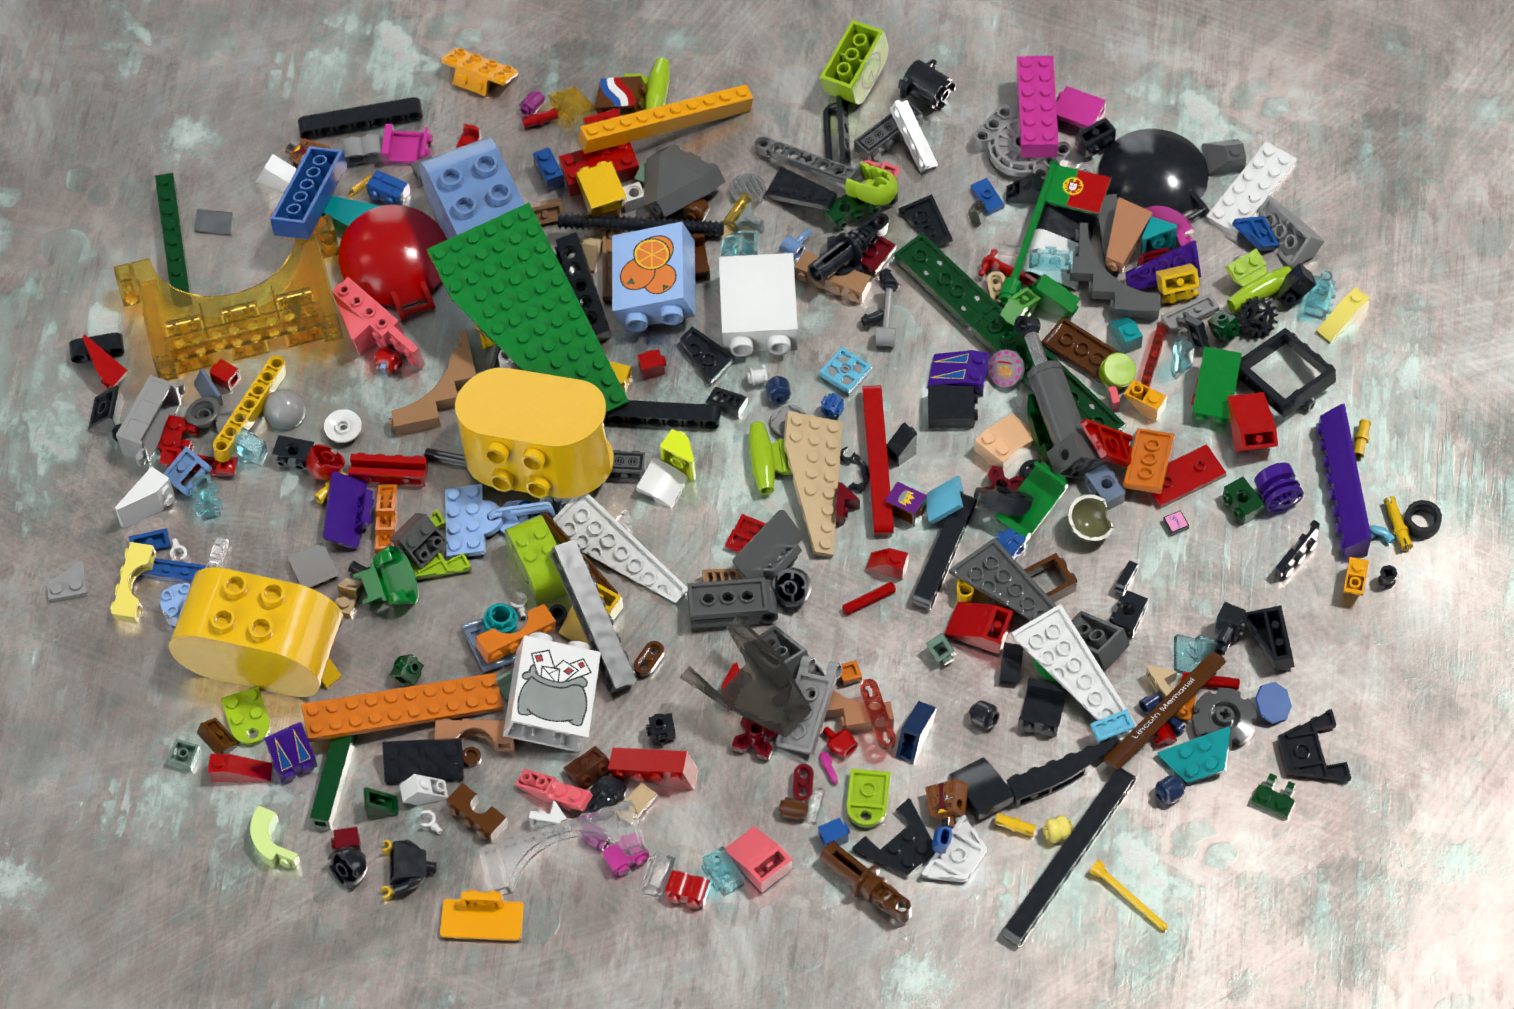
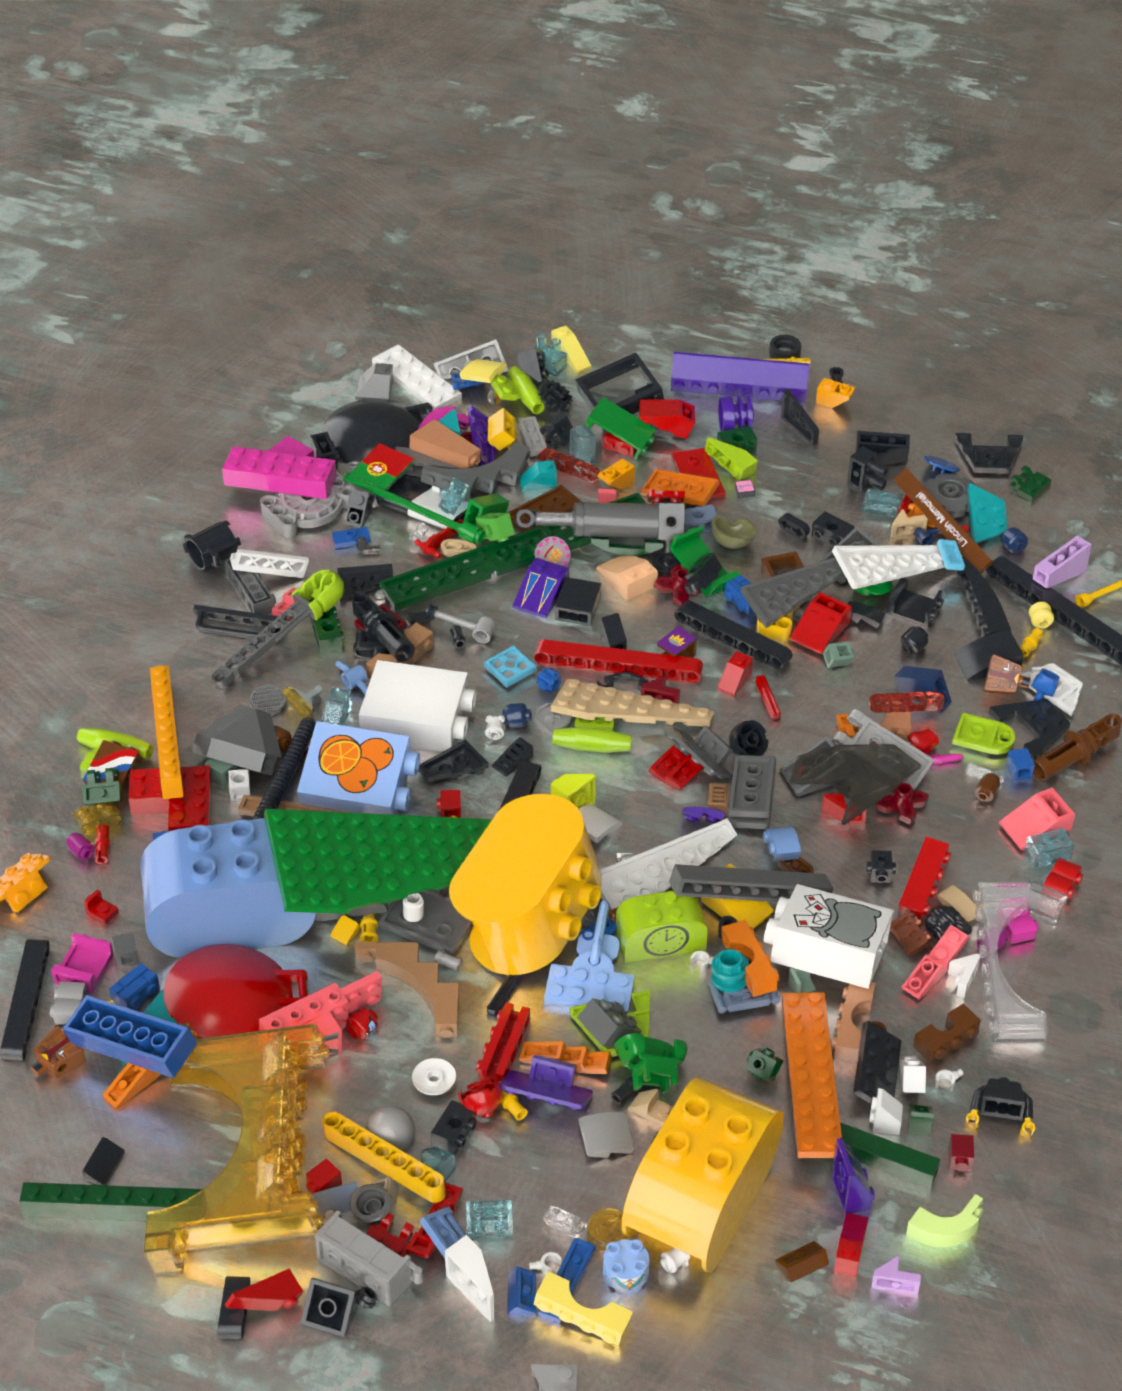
camera: 80 degrees left, 15 degrees down
(184, 755) = (820, 1295): sand green piece -> none
(208, 805) = (889, 1278): none -> lavender slope
(246, 715) = (781, 1227): lime plate -> none
(276, 174) = (73, 1081): white slope -> none
(348, 865) = (995, 1152): black cylinder -> none
(370, 771) = (886, 1114): none -> white slope
(482, 917) = (1069, 1051): light orange bracket -> none
(590, 93) = (102, 793): none -> plate
(601, 188) = (232, 792): yellow slope -> none
(668, 638) = (782, 843): none -> medium blue brick
(692, 564) = (695, 814): none -> dark purple slope
(799, 190) = (290, 658): black wing -> none
(803, 784) = (960, 777): dark red plate -> none
(855, 63) = (167, 582): lime brick -> none
(944, 499) = (682, 614): medium azure slope -> none
(1117, 371) = (580, 487): lime head -> none
(1131, 836) = (1063, 563): none -> lavender slope
(1207, 506) = (733, 459): none -> lime slope
(1224, 326) = (554, 410): dark green brick -> none
(1265, 239) = (482, 370): none -> light yellow slope

